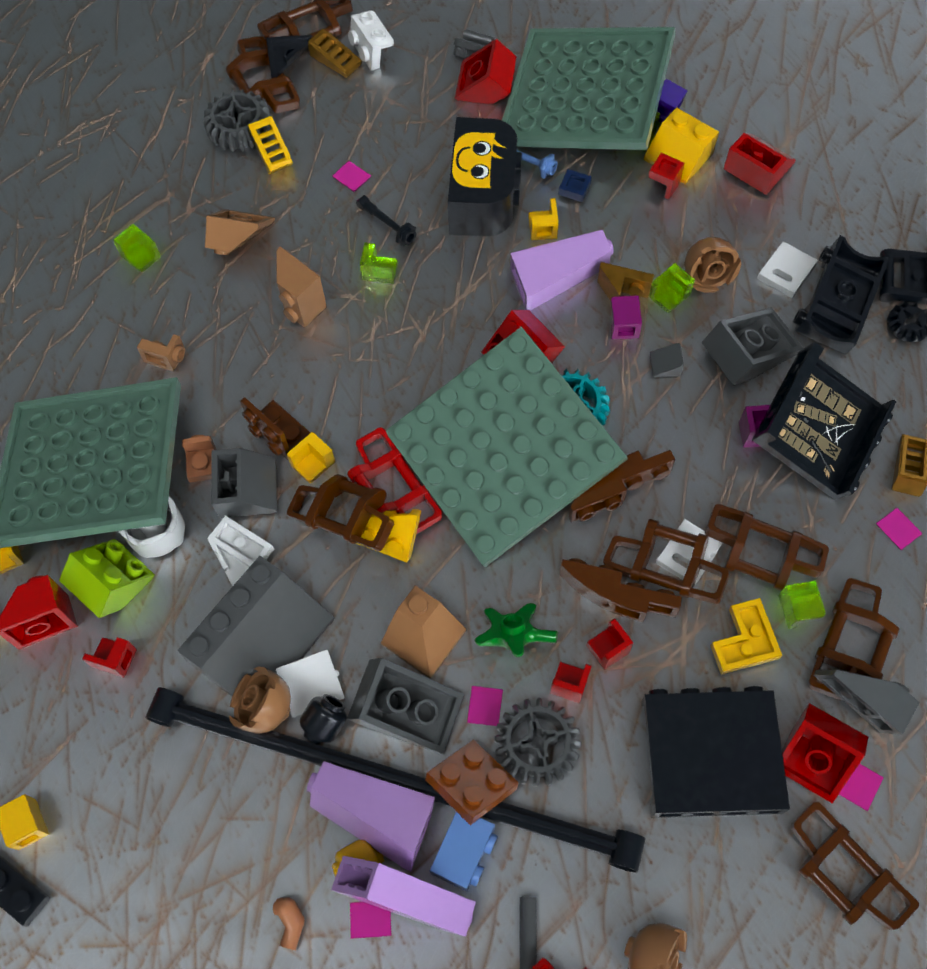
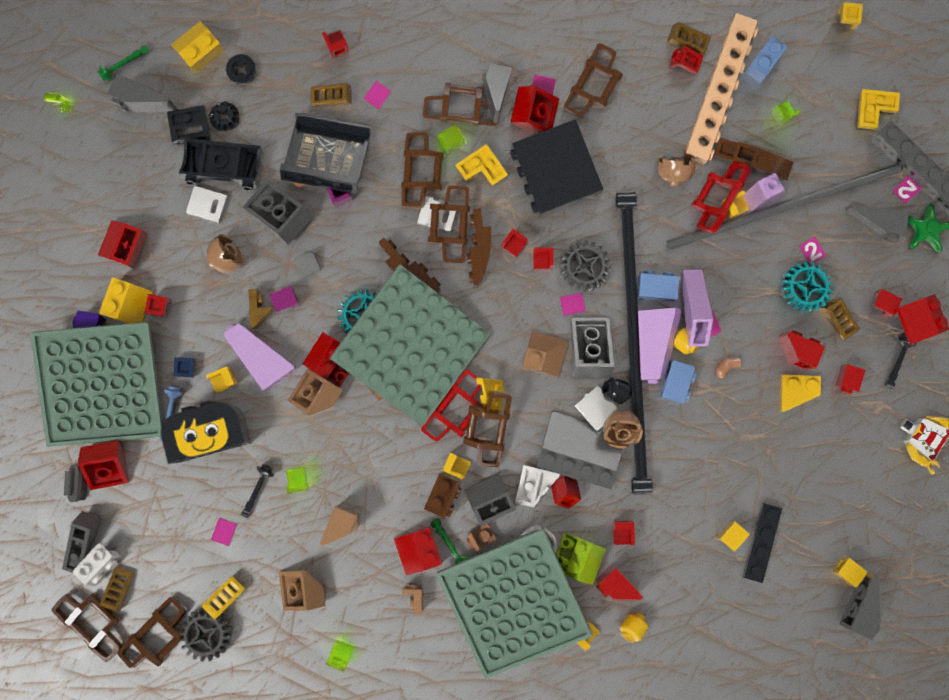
camera: 115 degrees left, 20 degrees up
(184, 421) = (440, 530): none -> green piece
(205, 590) = (566, 492): none -> red panel
(219, 379) = (418, 551): none -> red slope
(284, 51) = (131, 626): black tile -> none
(296, 823) = (677, 382): none -> medium blue brick
(411, 33) = (80, 540): none -> dark grey slope
(471, 781) = (621, 294): dark orange plate -> none
(478, 314) = (314, 393): none -> medium nougat slope
(514, 630) = (525, 300): green animal -> none
(671, 288) = (250, 276): clear neon green panel -> none

